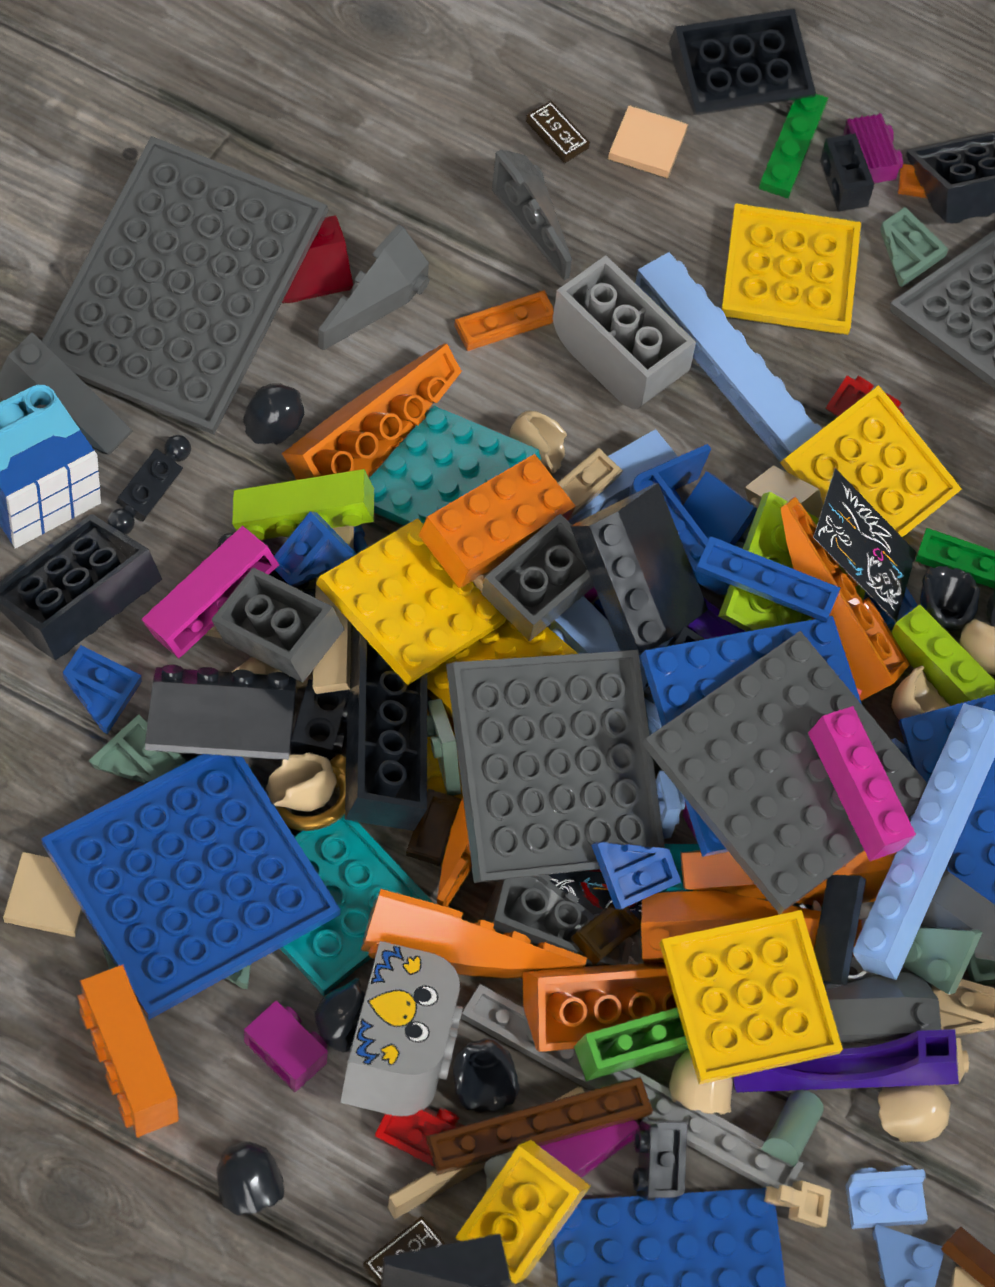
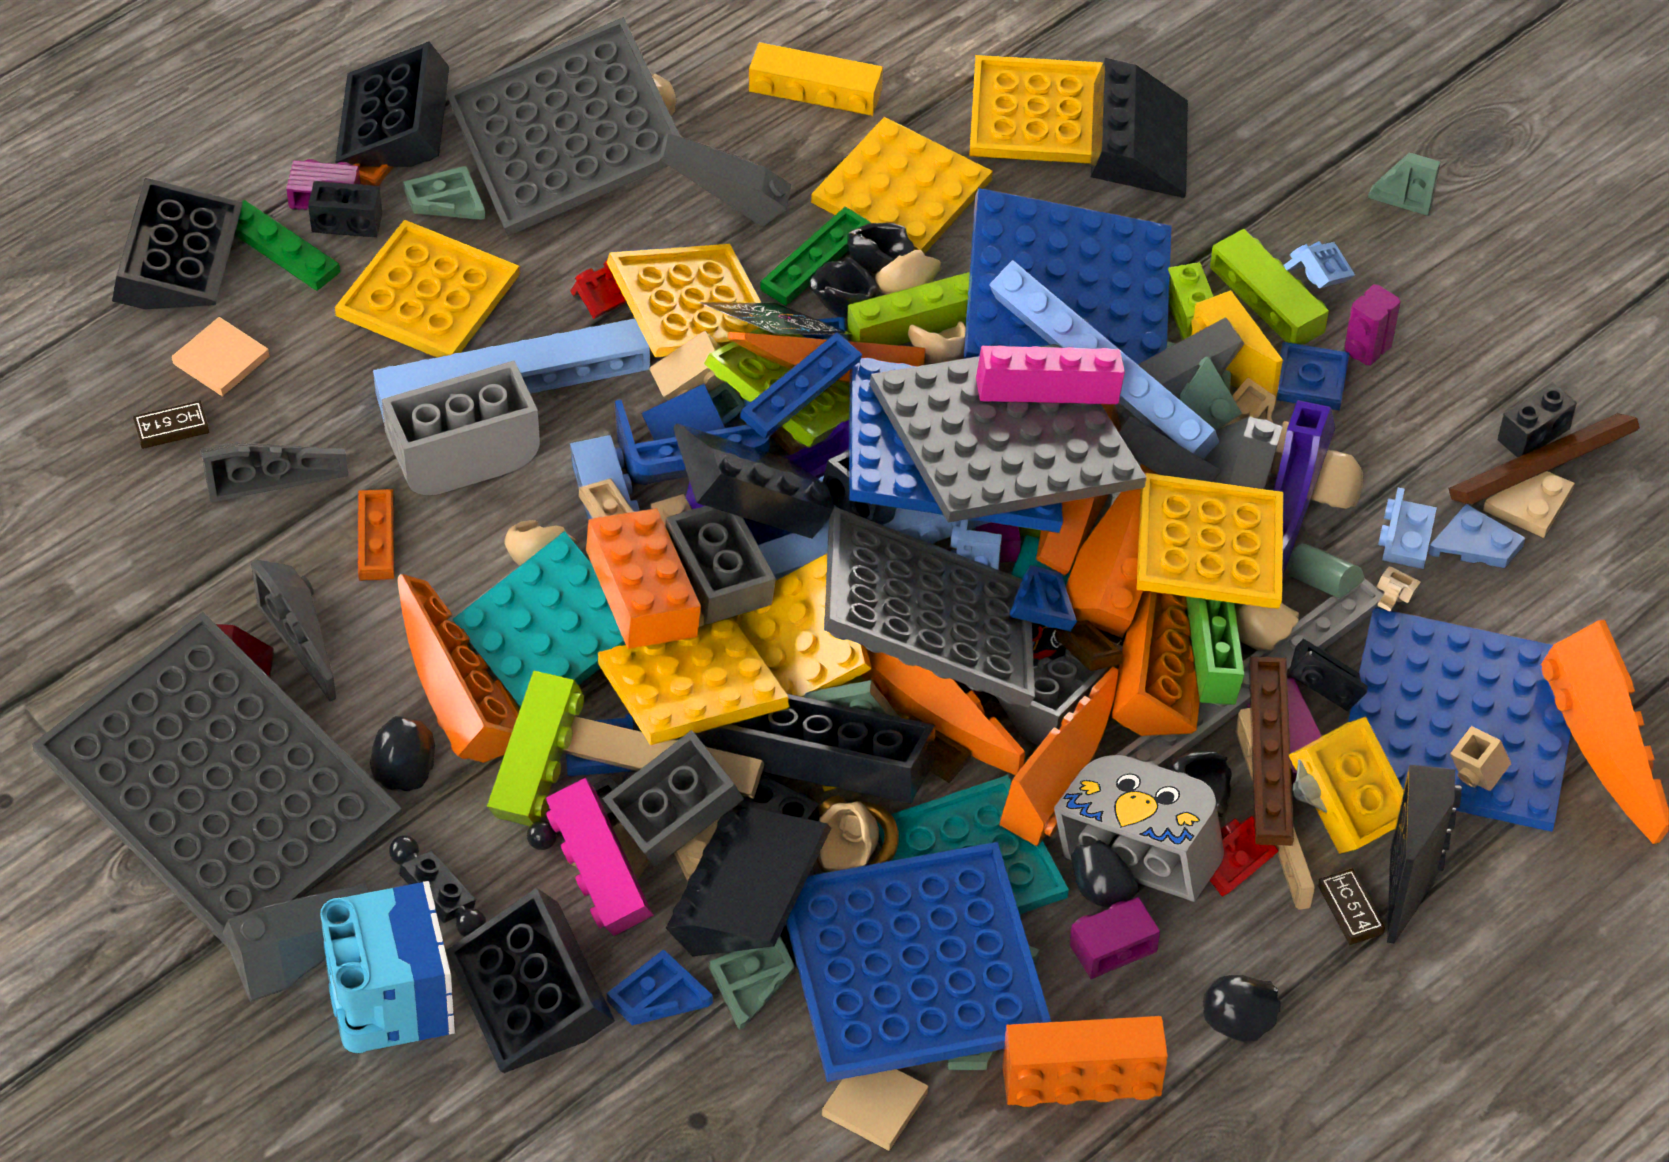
camera: 65 degrees left, 10 degrees down
(311, 551) = (598, 749): blue wing -> none

